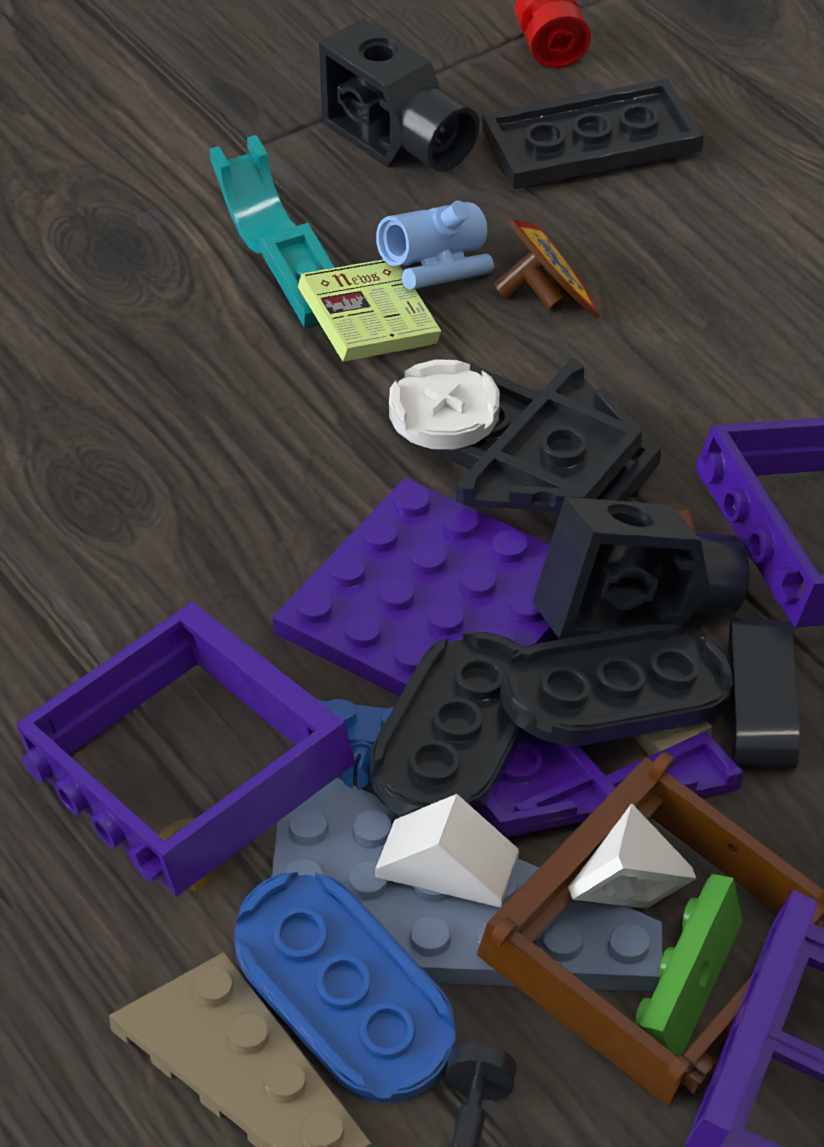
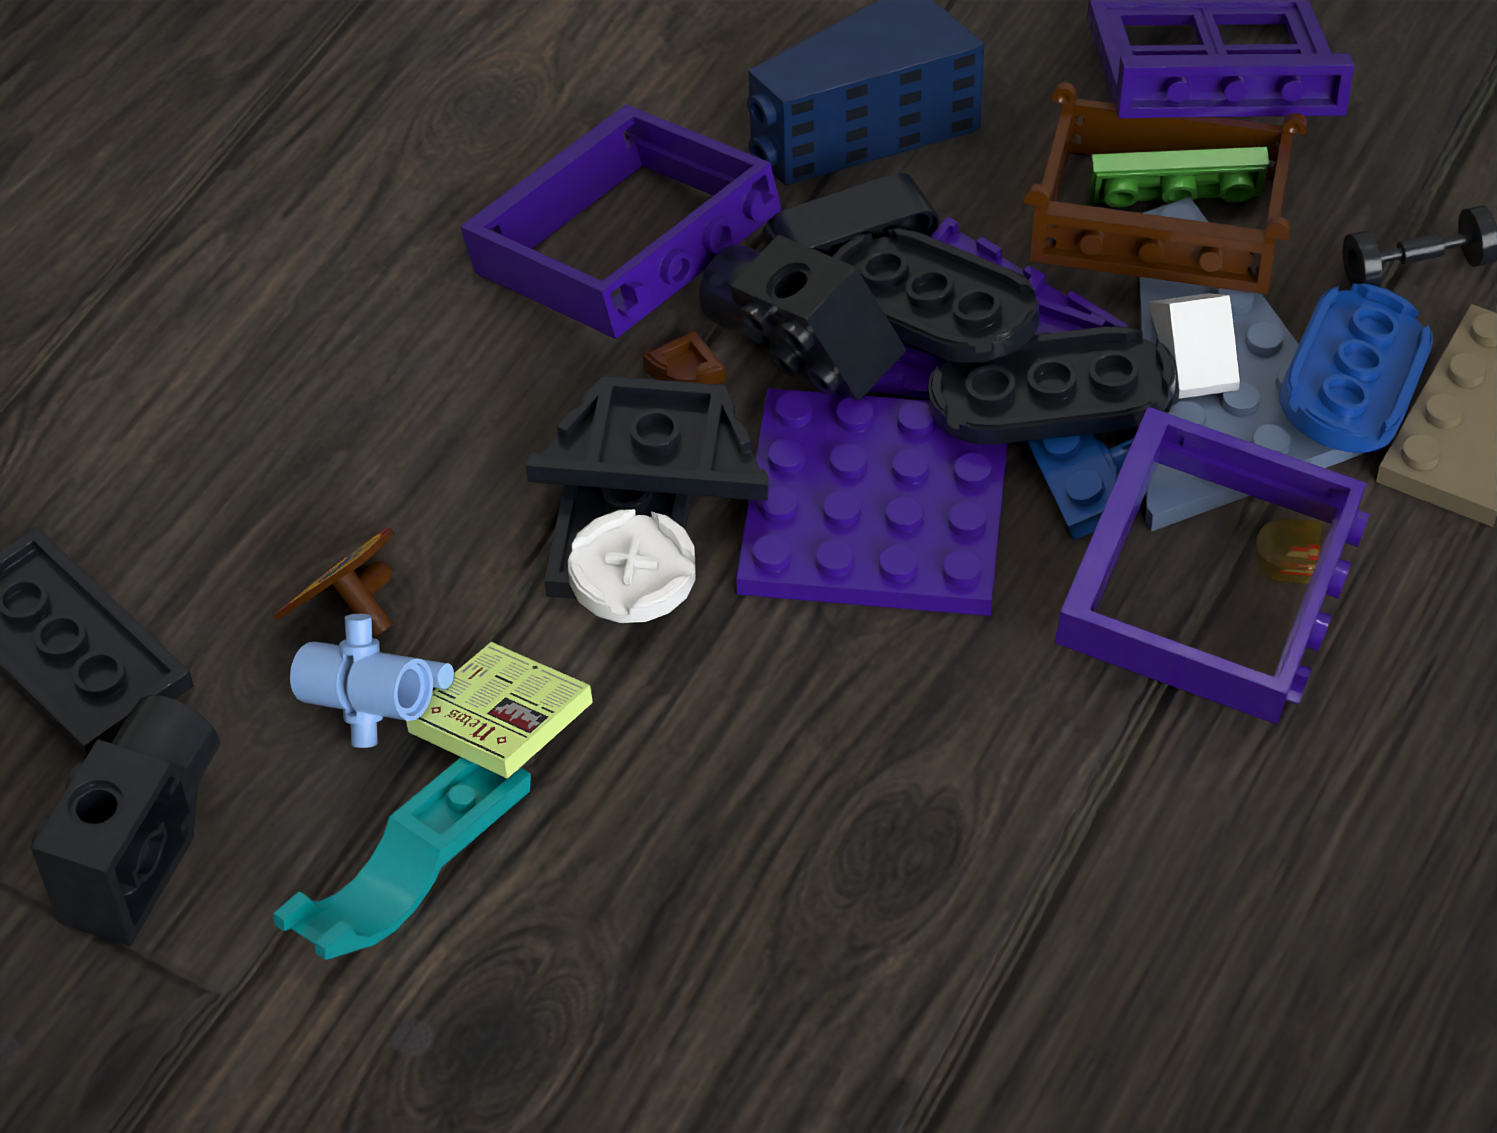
camera: 115 degrees left, 5 degrees up
(632, 866) = (1154, 194): white slope -> none

